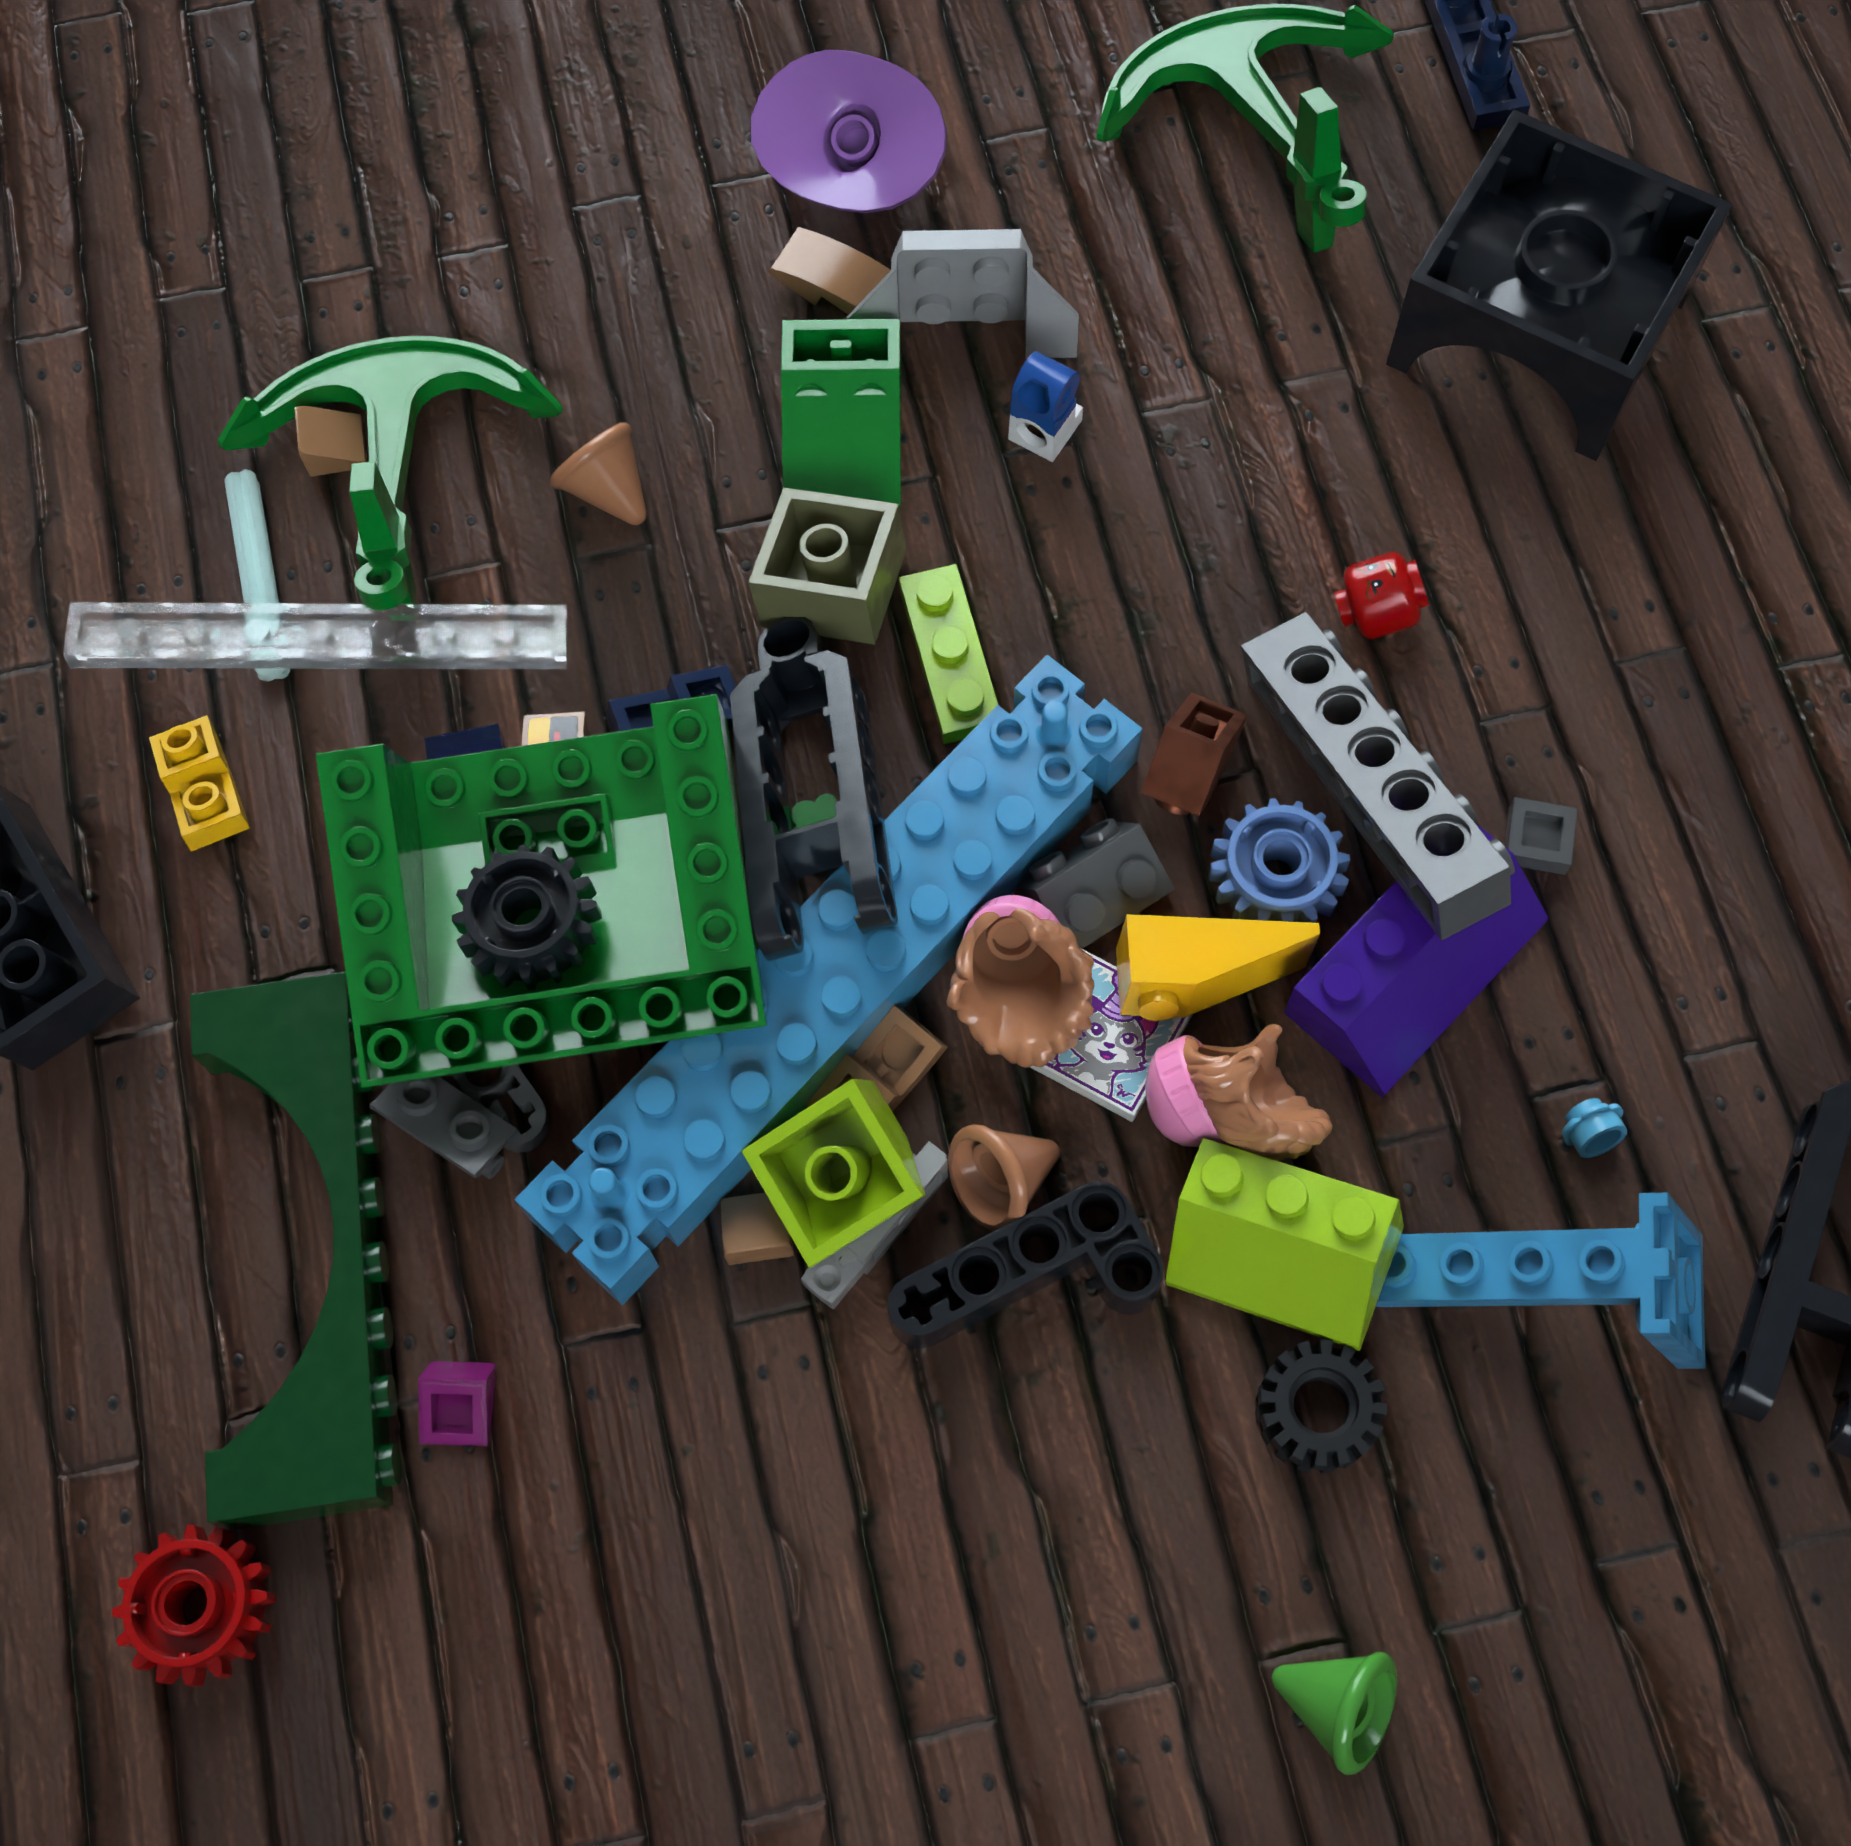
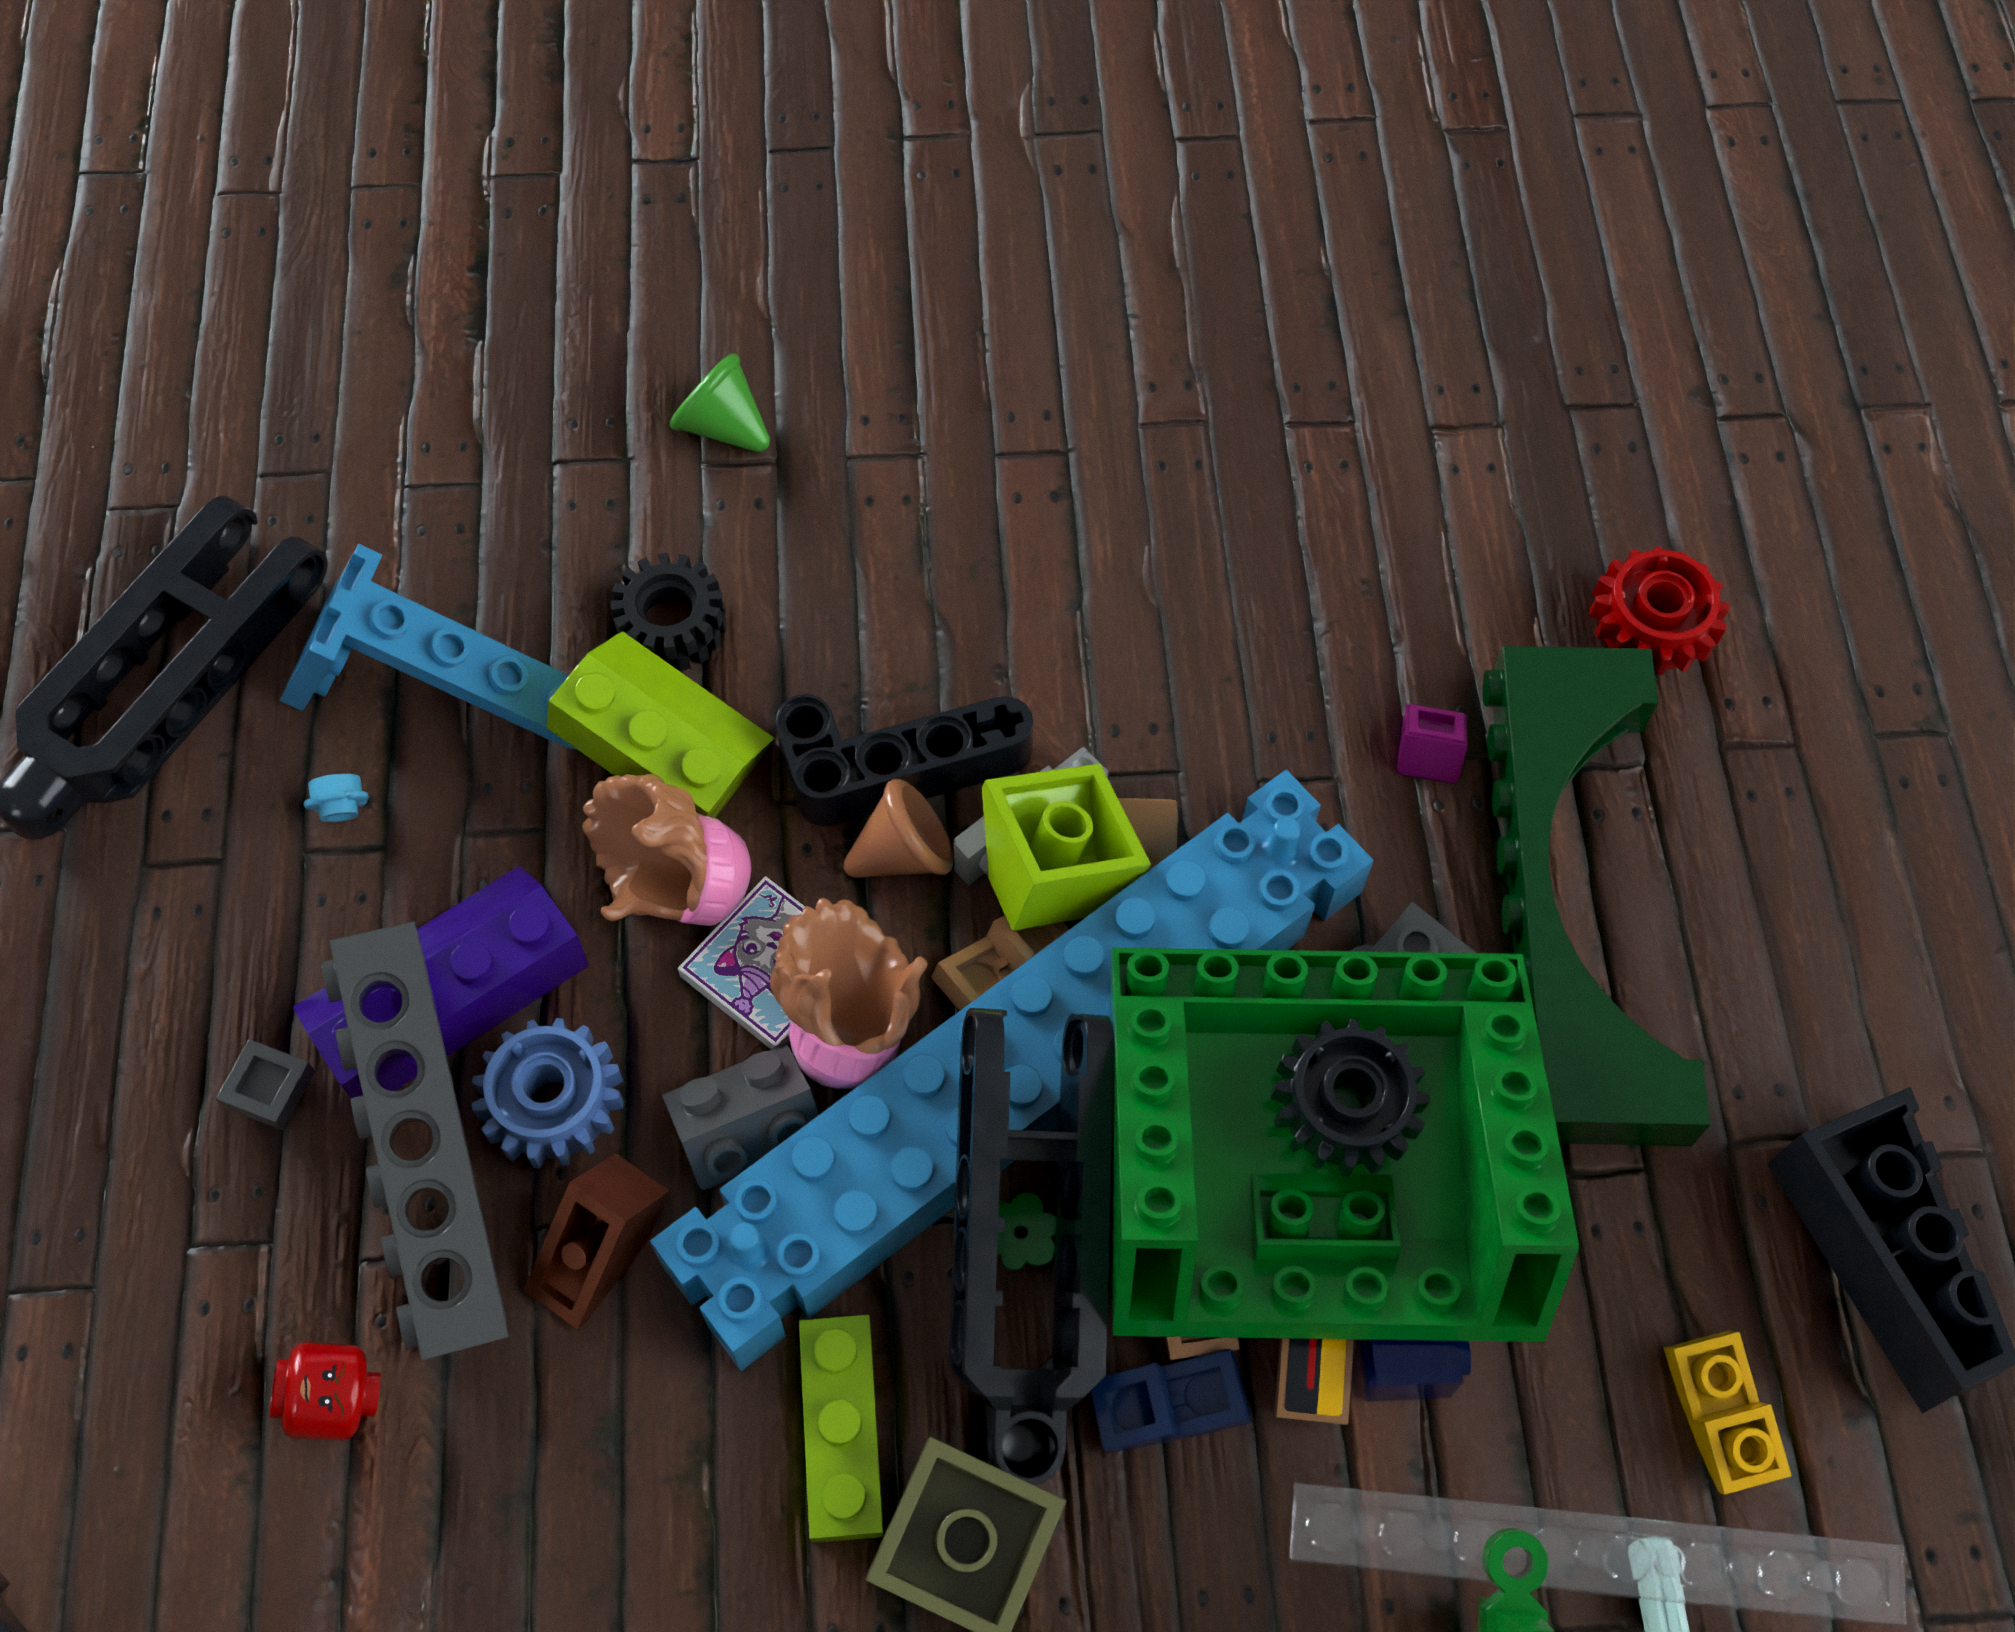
camera: 175 degrees left, 5 degrees down
(1194, 963) = (666, 990): yellow slope -> none

